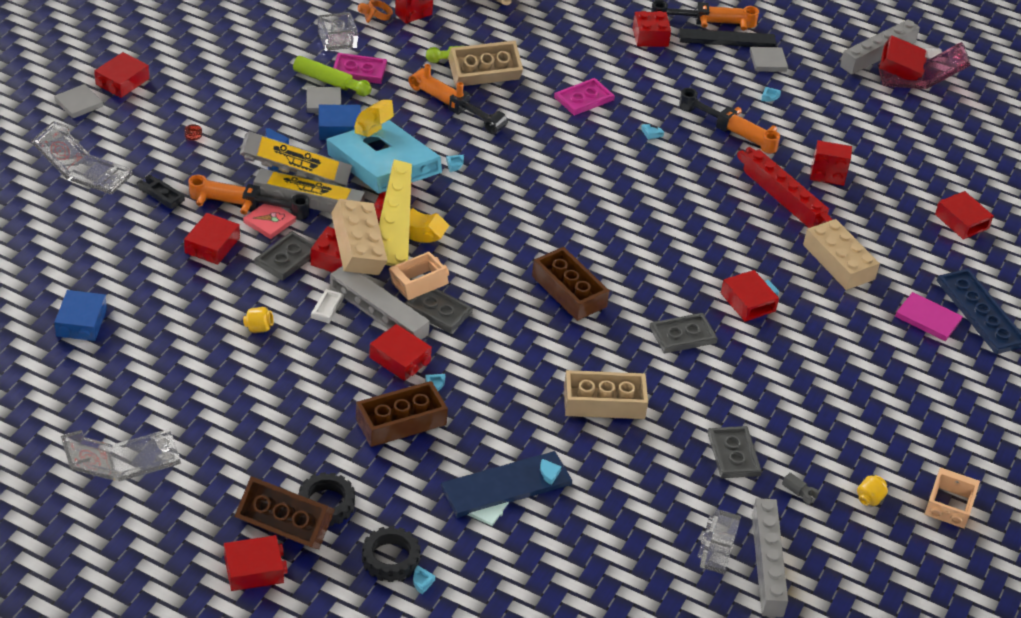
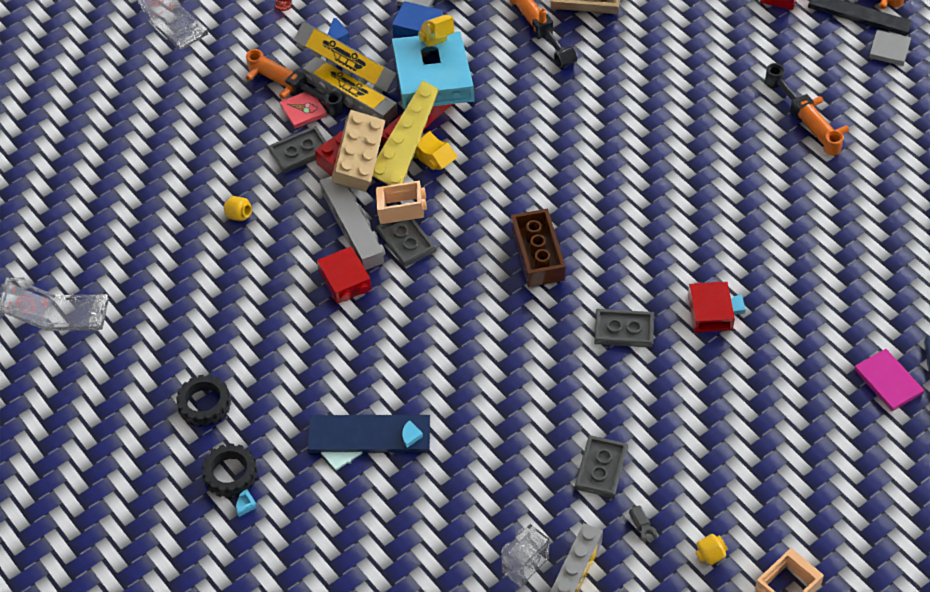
camera: 30 degrees right, 10 degrees up
(80, 315) = (92, 164): blue brick -> none
(161, 191) = (223, 58): black hinge -> none
(212, 238) = (240, 116): red brick -> none
(254, 563) = (110, 442): red brick -> none
(284, 513) = (154, 405): reddish brown brick -> none
(327, 306) = (307, 210): white tile -> none
(401, 413) = (308, 337): reddish brown brick -> none
(437, 379) = (361, 313): medium azure tile -> none
(454, 162) = (505, 90): medium azure tile -> none
(584, 96) = (672, 47): dark pink tile -> none
(605, 394) = (505, 372): tan brick -> none
(651, 132) = (719, 102): medium azure tile -> none
(770, 94) = (868, 88): medium azure tile -> none
(784, 187) = (816, 200): red hinge -> none
(830, 162) = (879, 183): red brick -> none
(841, 254) = (832, 287): tan brick -> none

